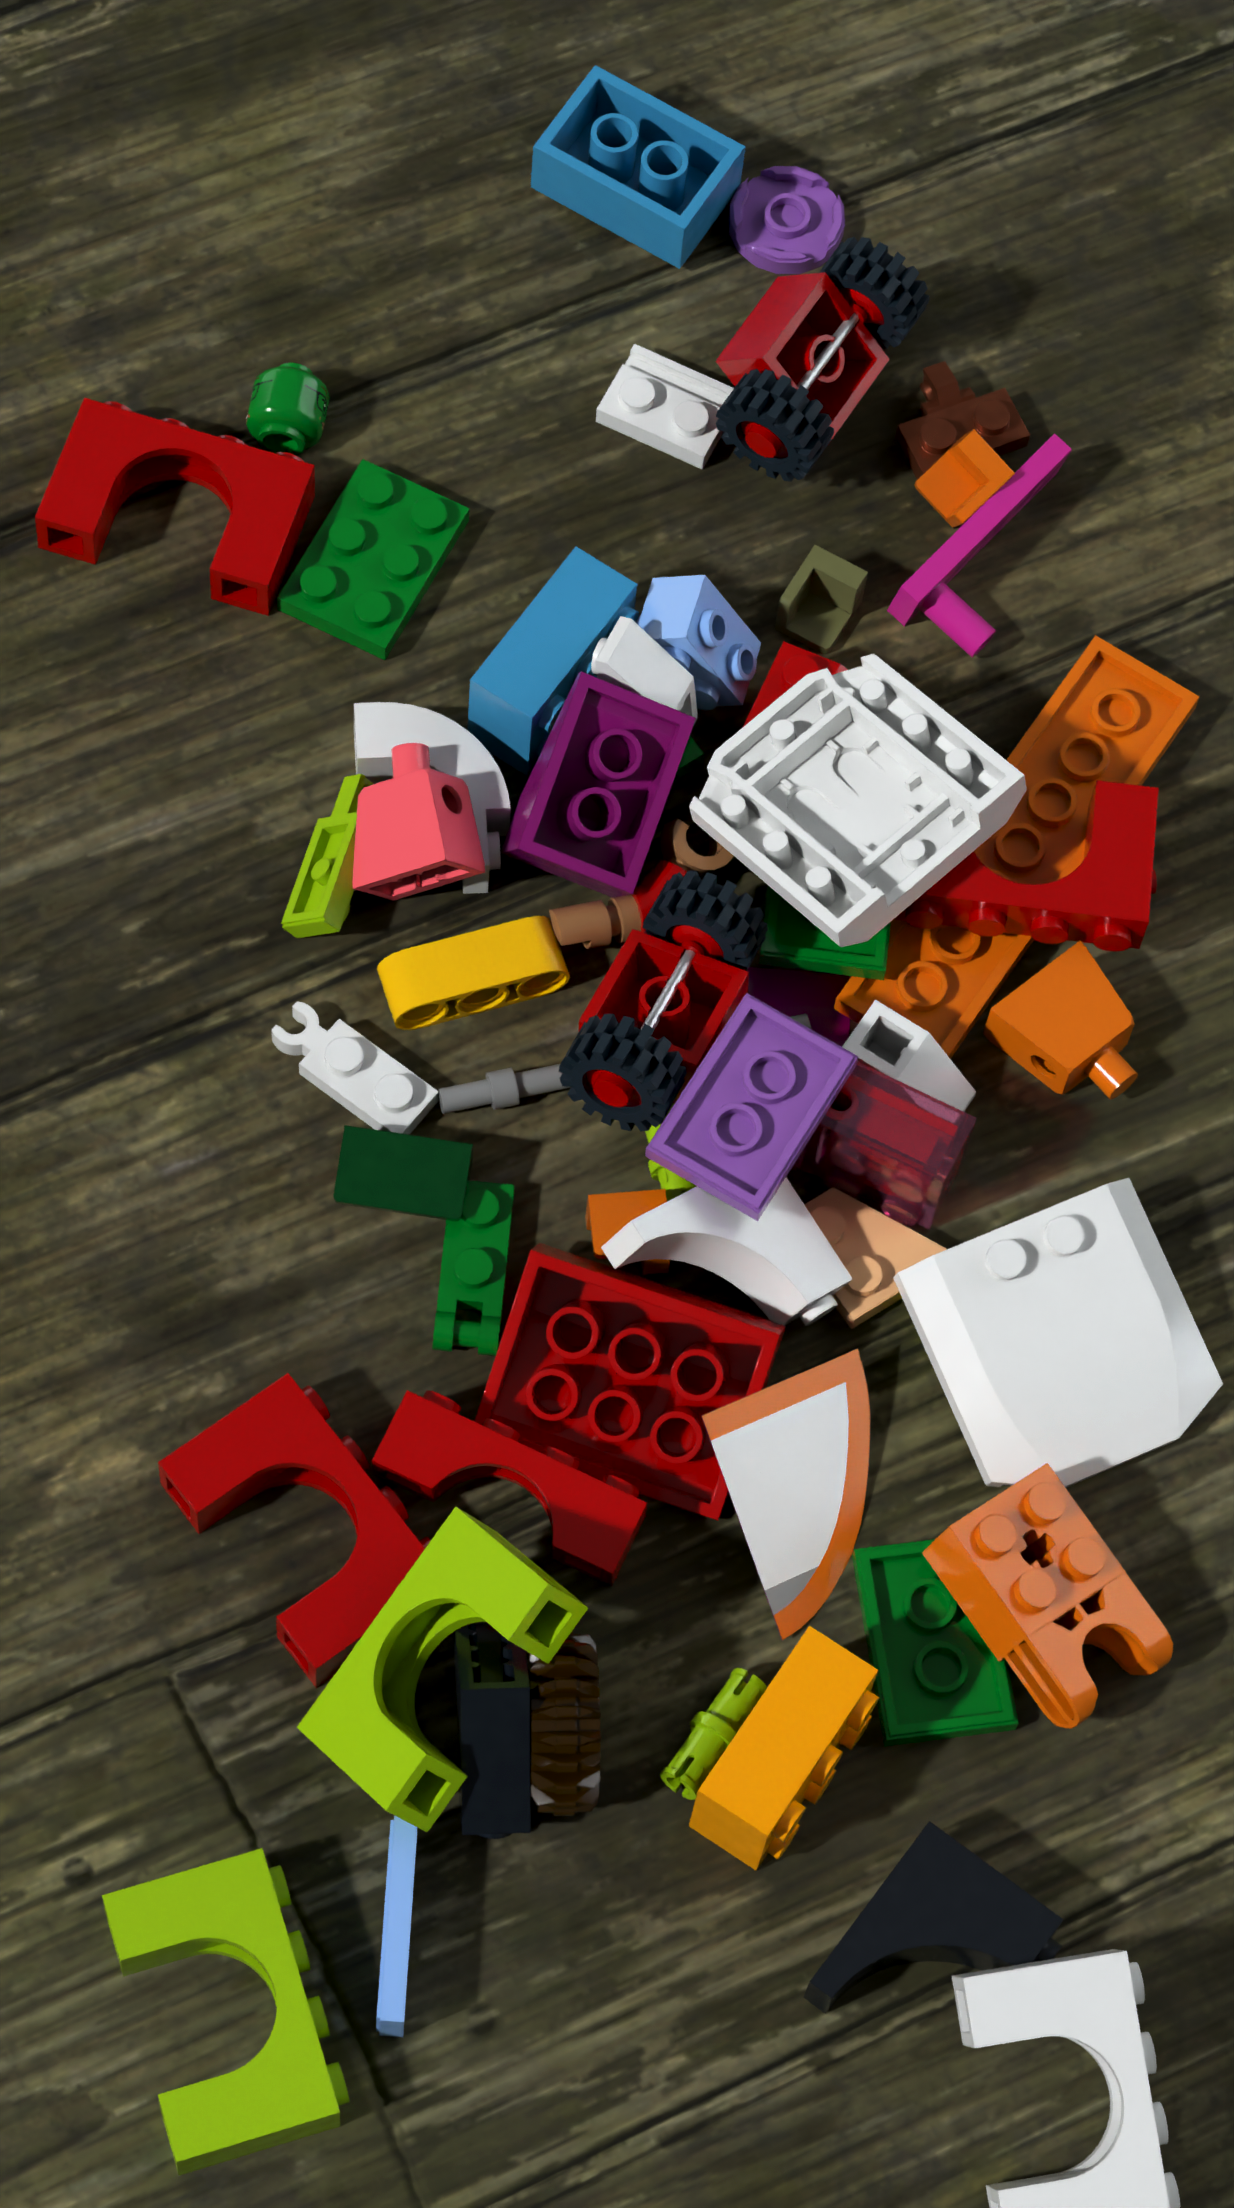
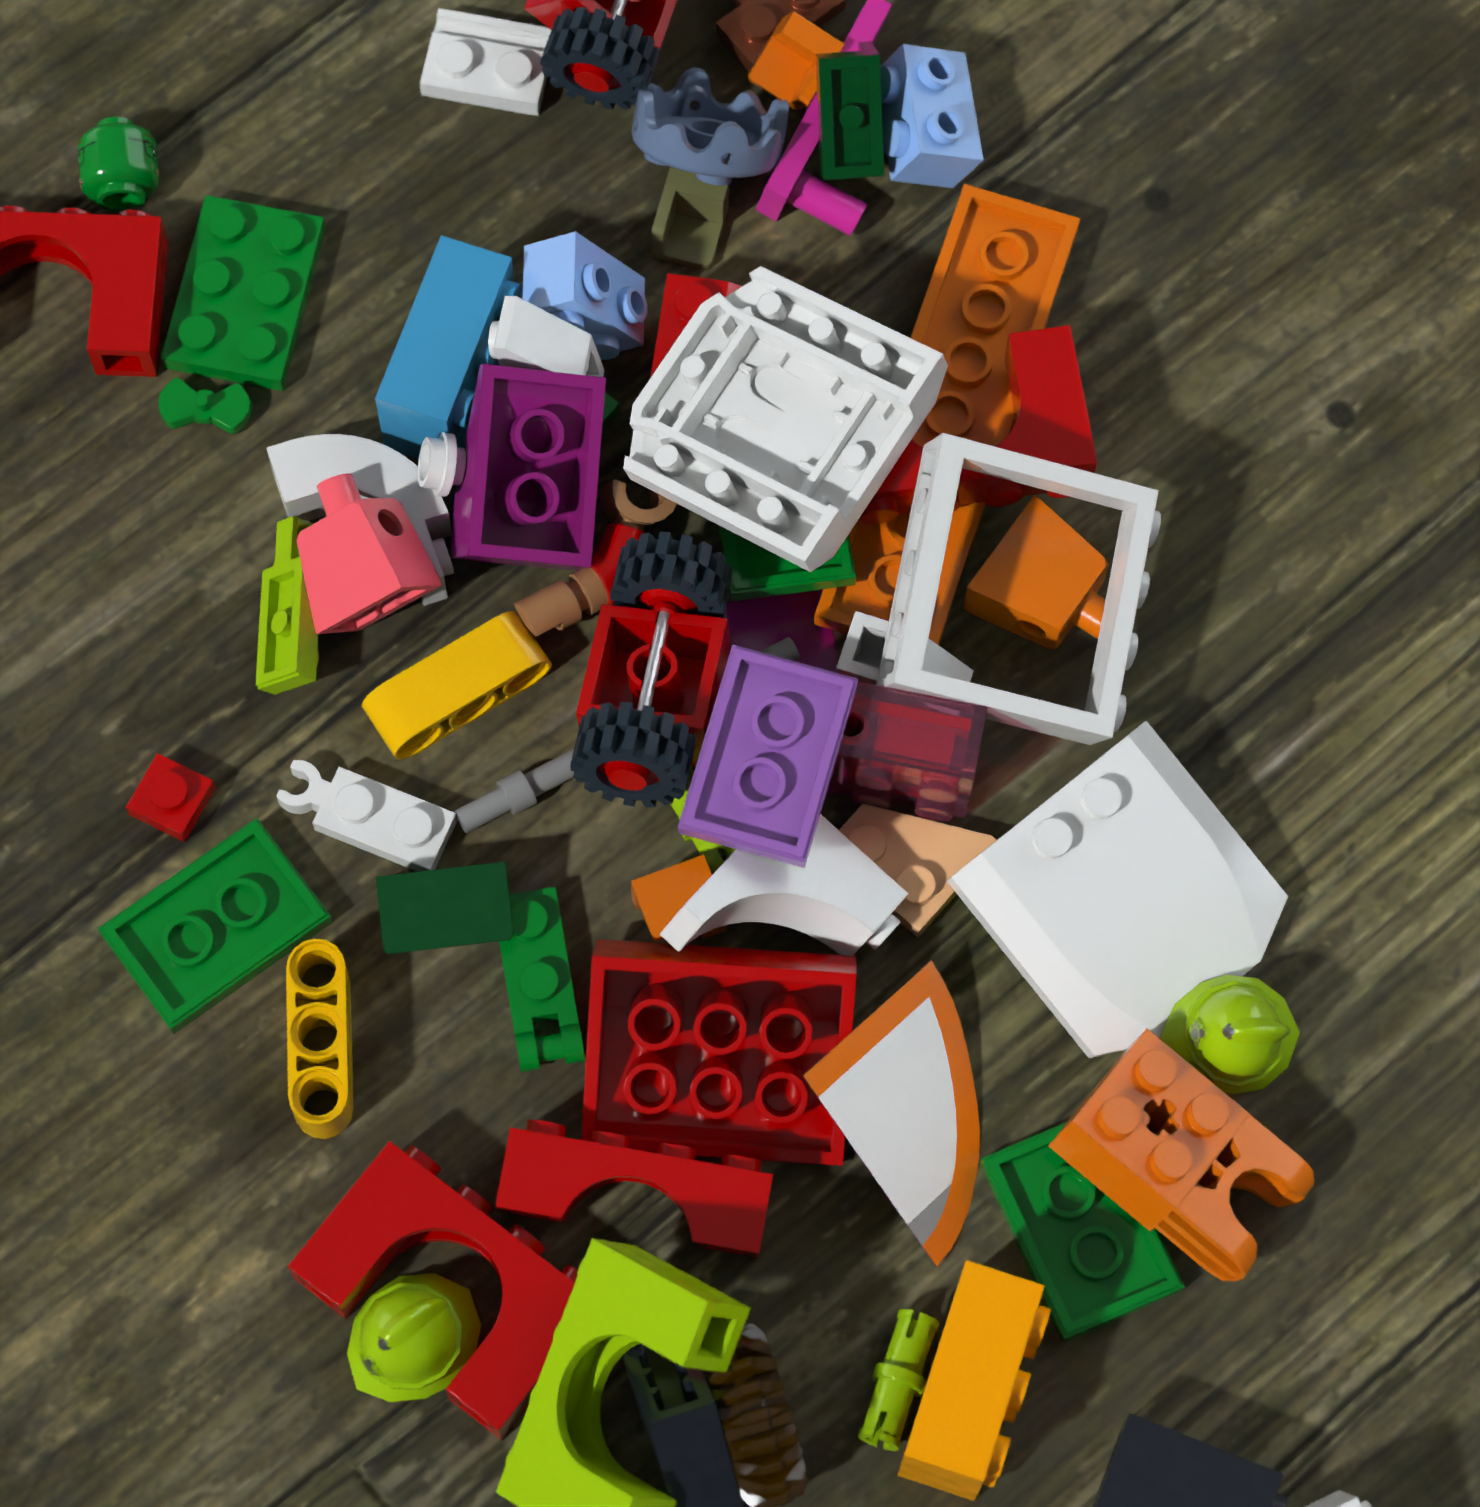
camera: 10 degrees left, 5 degrees up
(170, 1005) = (170, 797): none -> red plate
(179, 1135) = (215, 925): none -> green tile
(248, 1235) = (315, 1008): none -> yellow beam
(257, 1567) = (413, 1337): none -> lime piece
(325, 662) = (226, 409): none -> green piece
(516, 759) = (441, 464): none -> white plate
(861, 527) = (711, 136): none -> sand blue plate
(949, 970) = (922, 568): none -> white window
(1001, 538) = (850, 113): none -> dark green panel
(1077, 563) = (929, 117): none -> light blue brick
(1134, 1497) = (1233, 1032): none -> lime piece

